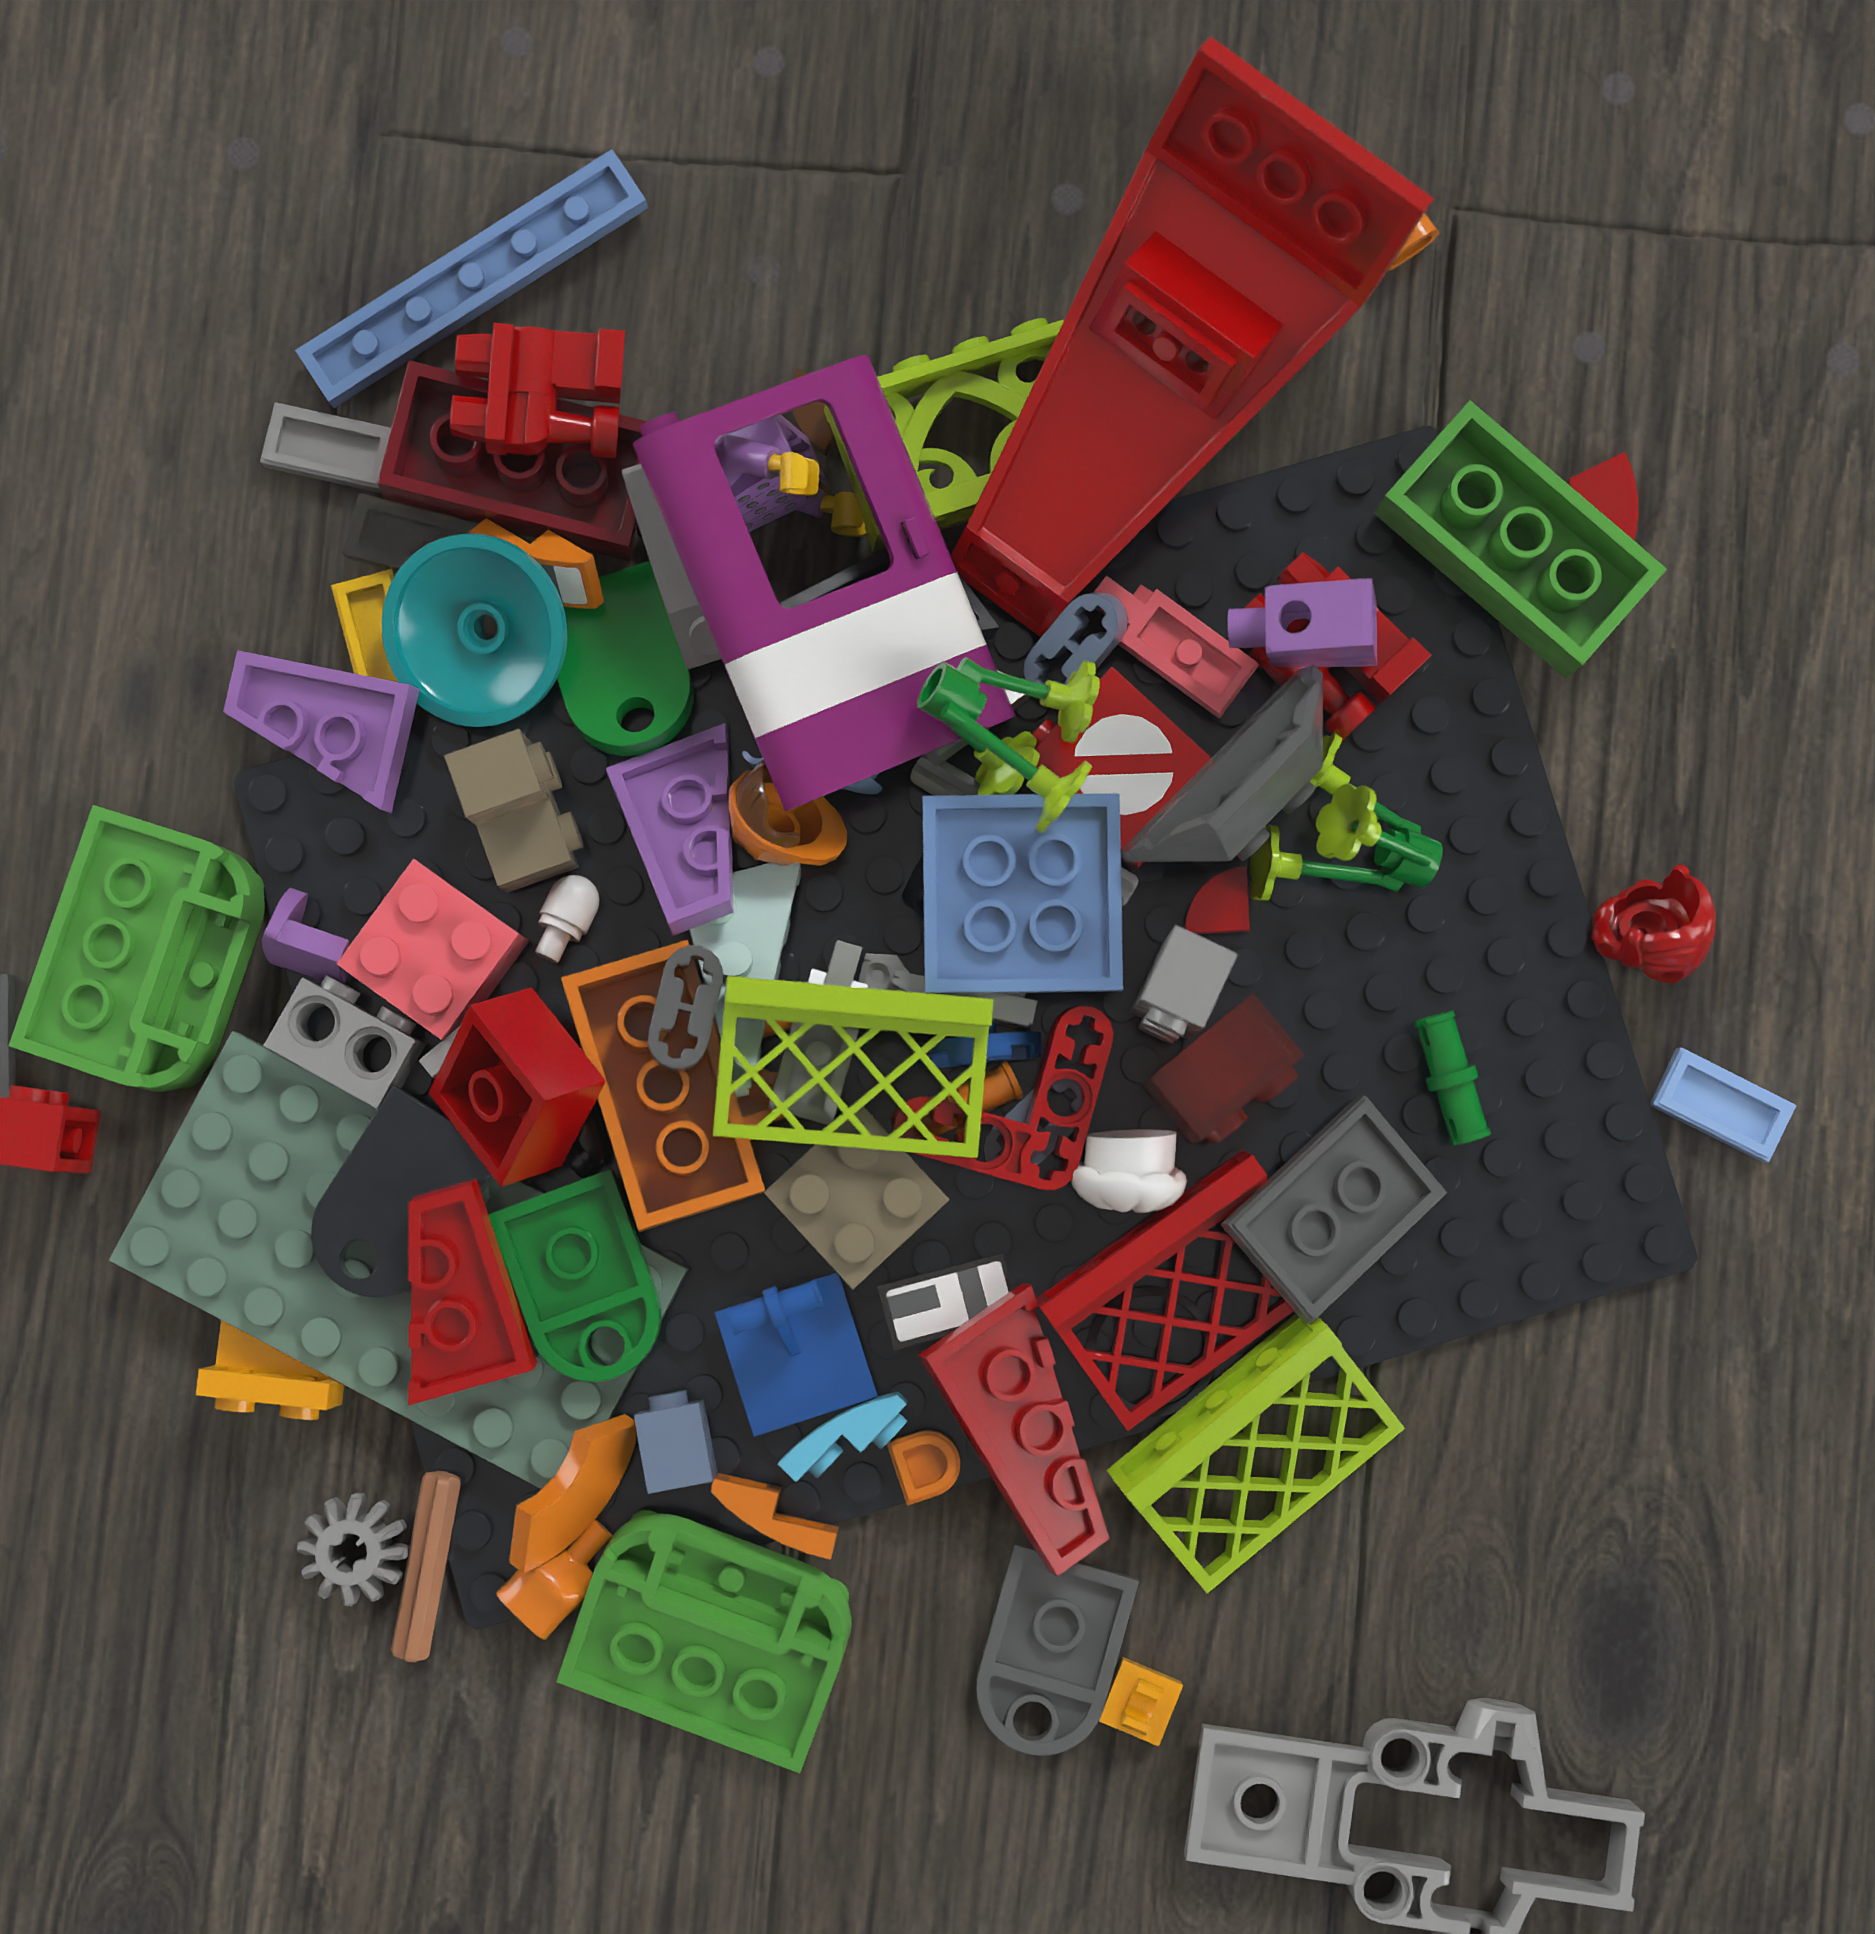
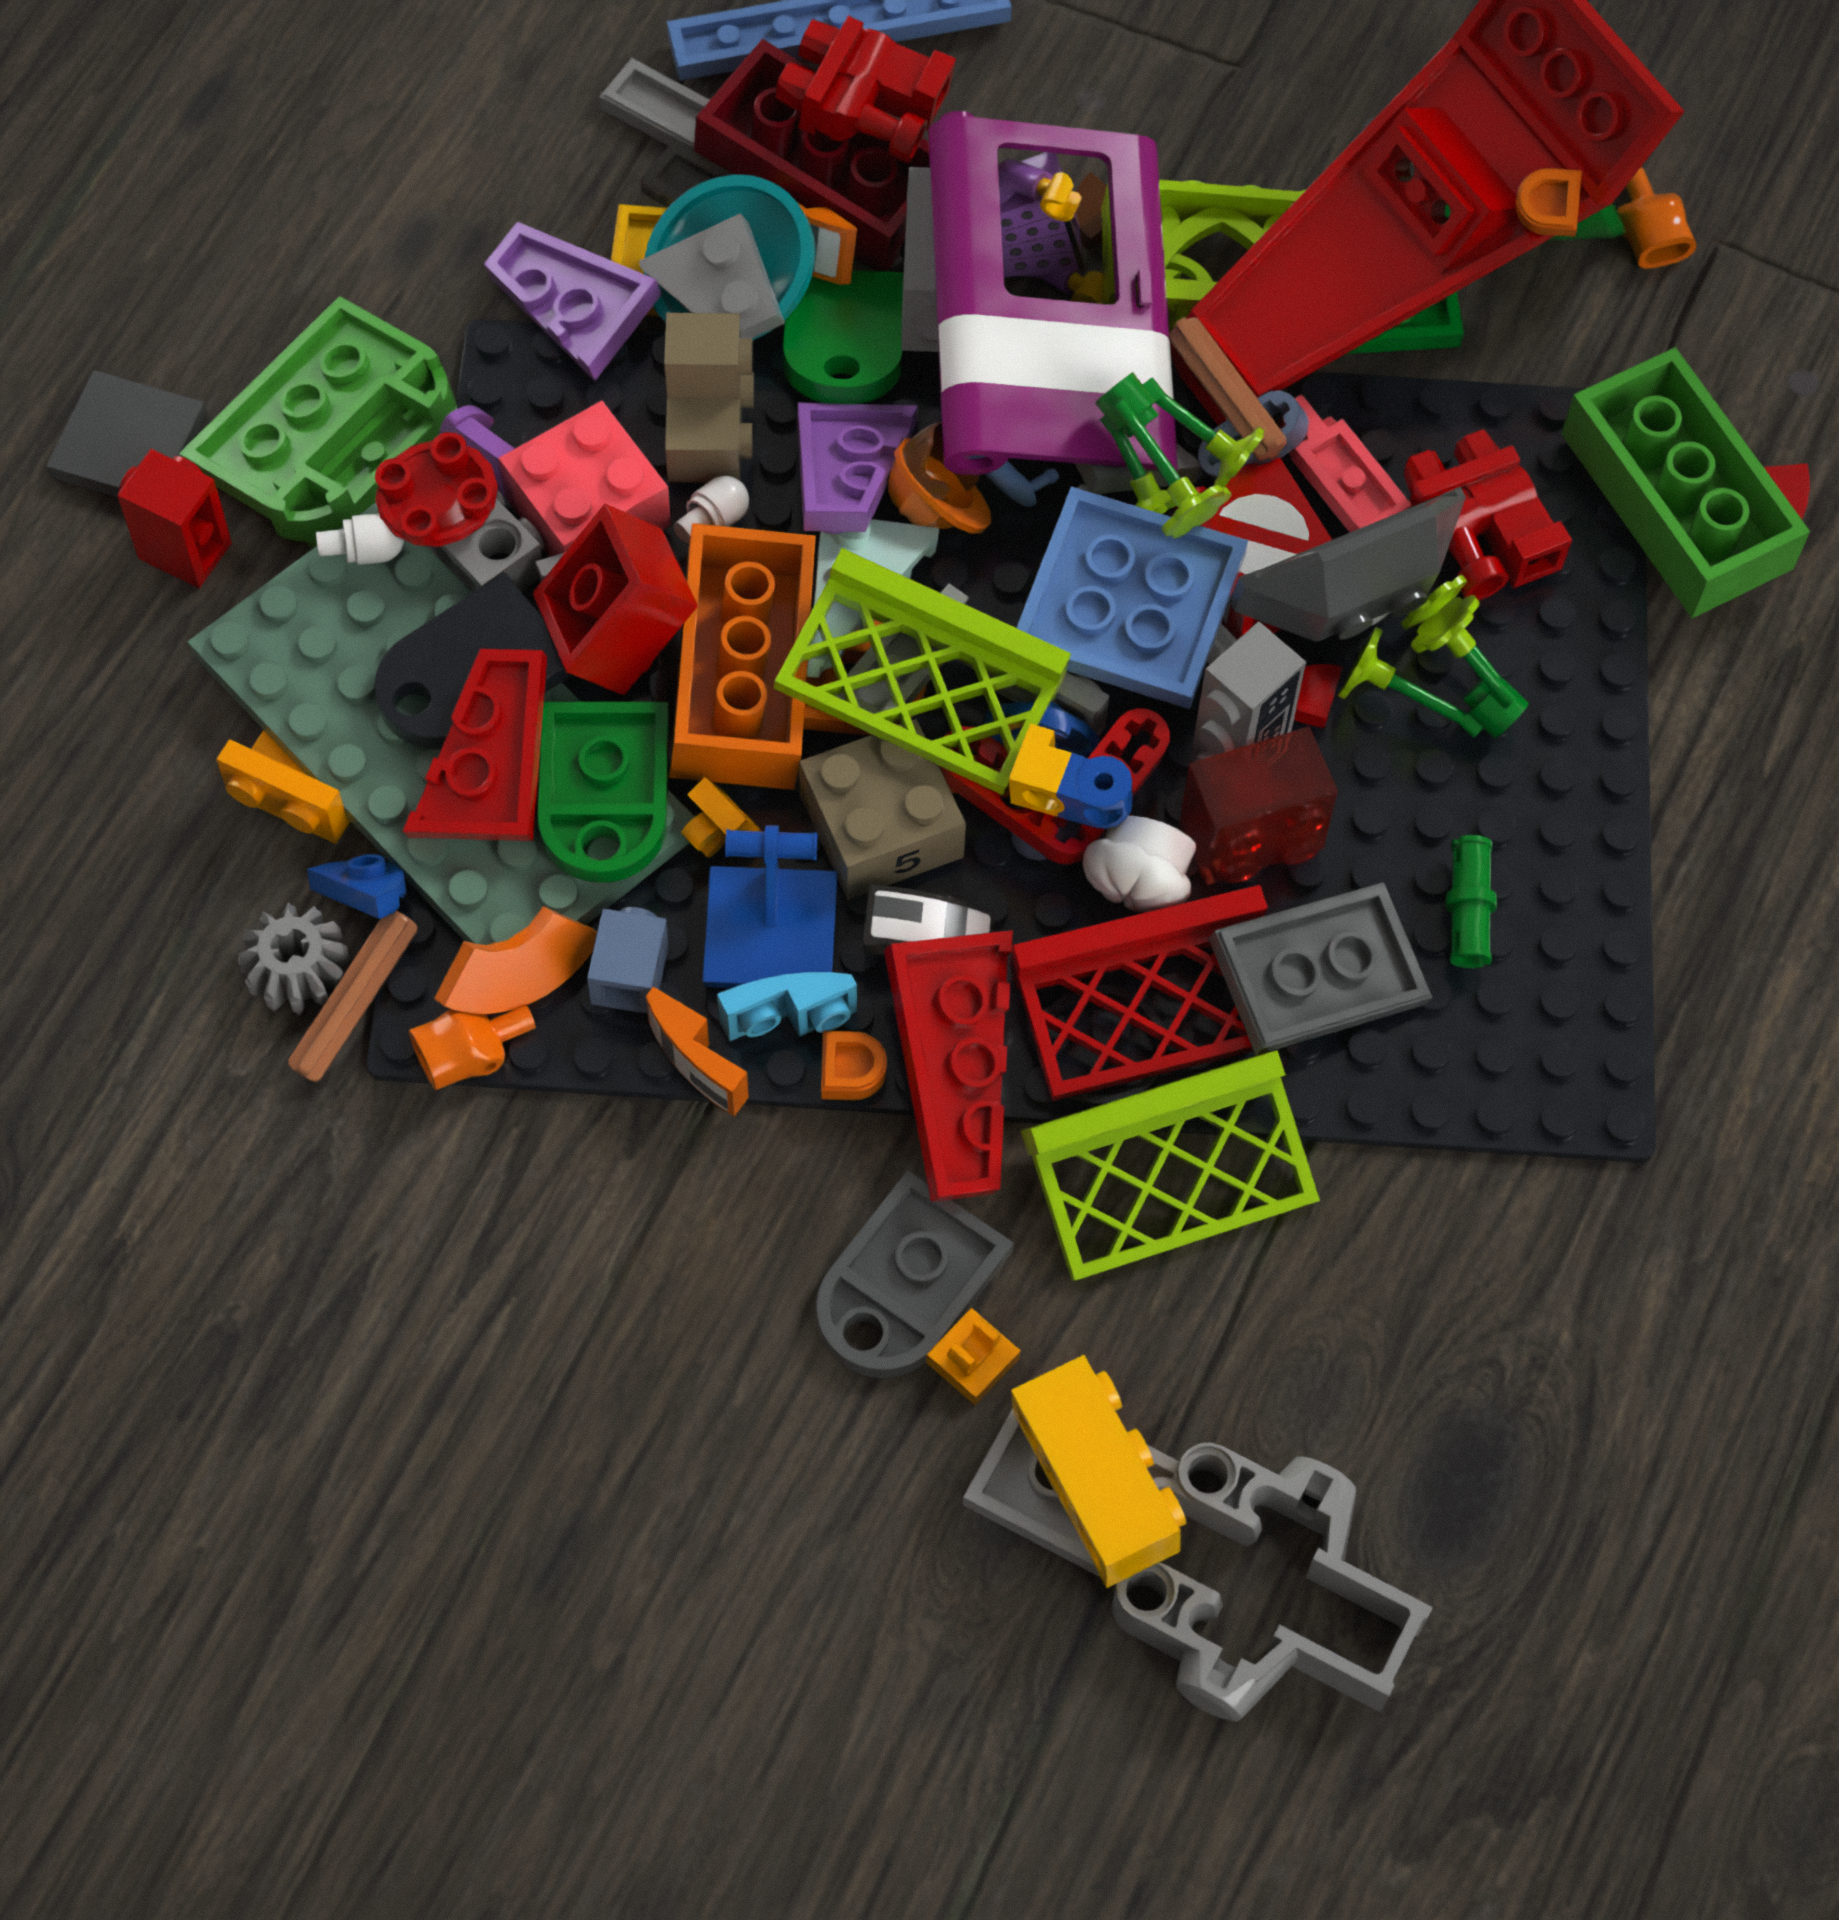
camera: 15 degrees right, 20 degrees down
(237, 1098) = (362, 539): none -> white cylinder
(290, 1030) = (436, 491): none -> red dish
(389, 1450) = (361, 883): none -> blue plate
(475, 664) = (719, 274): none -> light grey wing
(669, 1004) = (781, 572): dark grey beam -> none
(707, 1261) = (719, 813): none -> light orange tile
(711, 1636) = (589, 1142): bright green plate -> none
(1032, 607) = (1226, 386): none -> nougat axle
(1066, 1136) = (1068, 784): none -> leg
(1306, 1810) = (1098, 1469): none -> yellow brick
(1312, 322) = (1550, 201): none -> orange tile
(1339, 630) = (1481, 452): medium lavender torso -> none
(1658, 926) = (1711, 848): red hair -> none
(1722, 1105) = (1723, 1027): light blue tile -> none

